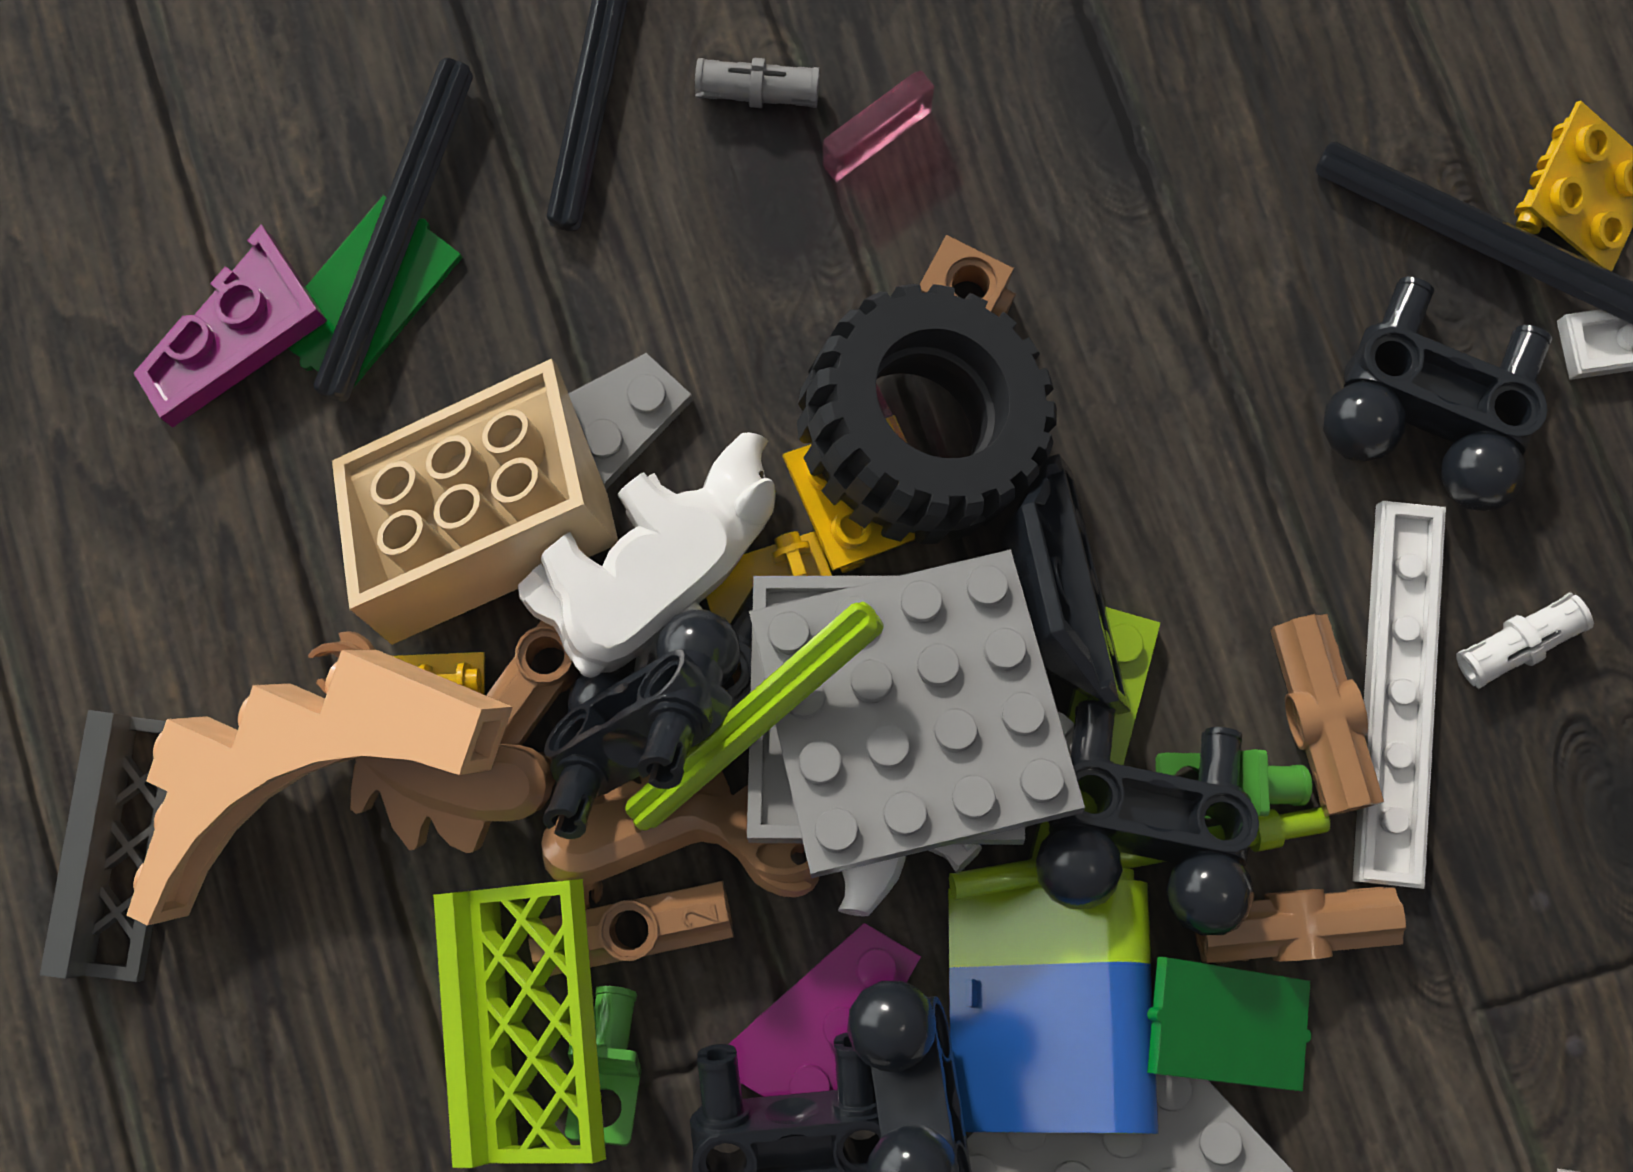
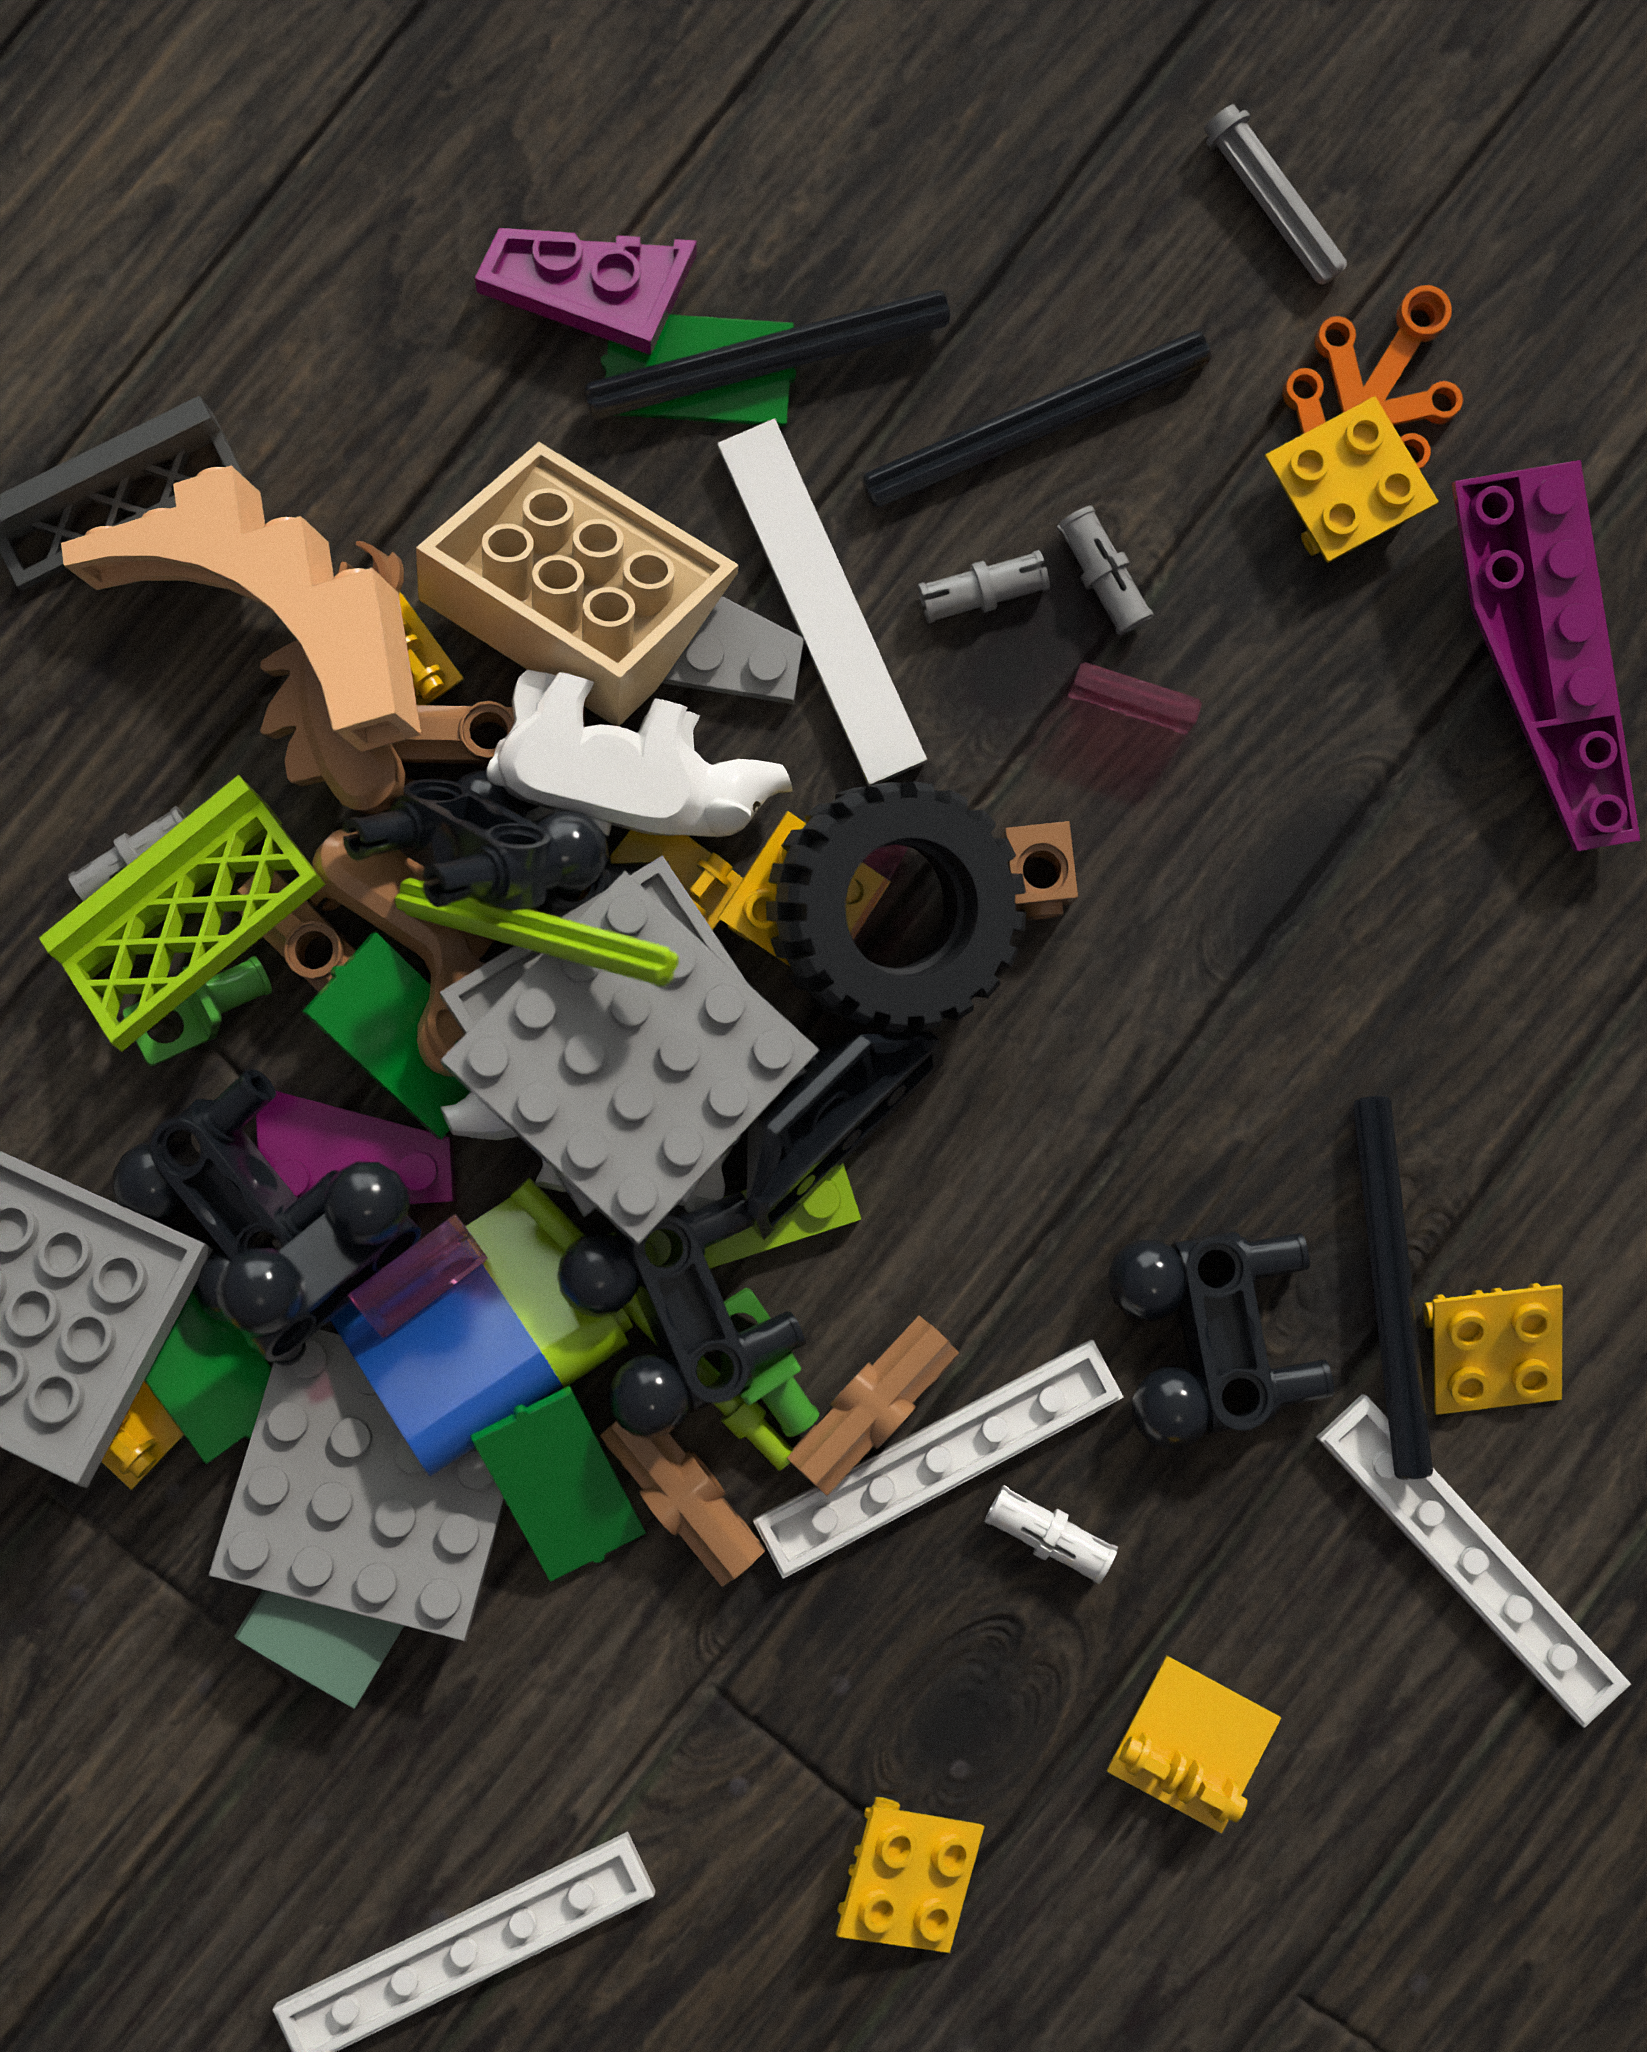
camera: 50 degrees right, 5 degrees up
(429, 1038) = (126, 849): none -> light grey pin
(626, 321) = (822, 603): none -> white tile
(703, 185) = (983, 586): none -> light grey pin
(725, 917) = (374, 1017): none -> green piece
(975, 1026) = (418, 1276): none -> clear pink tile

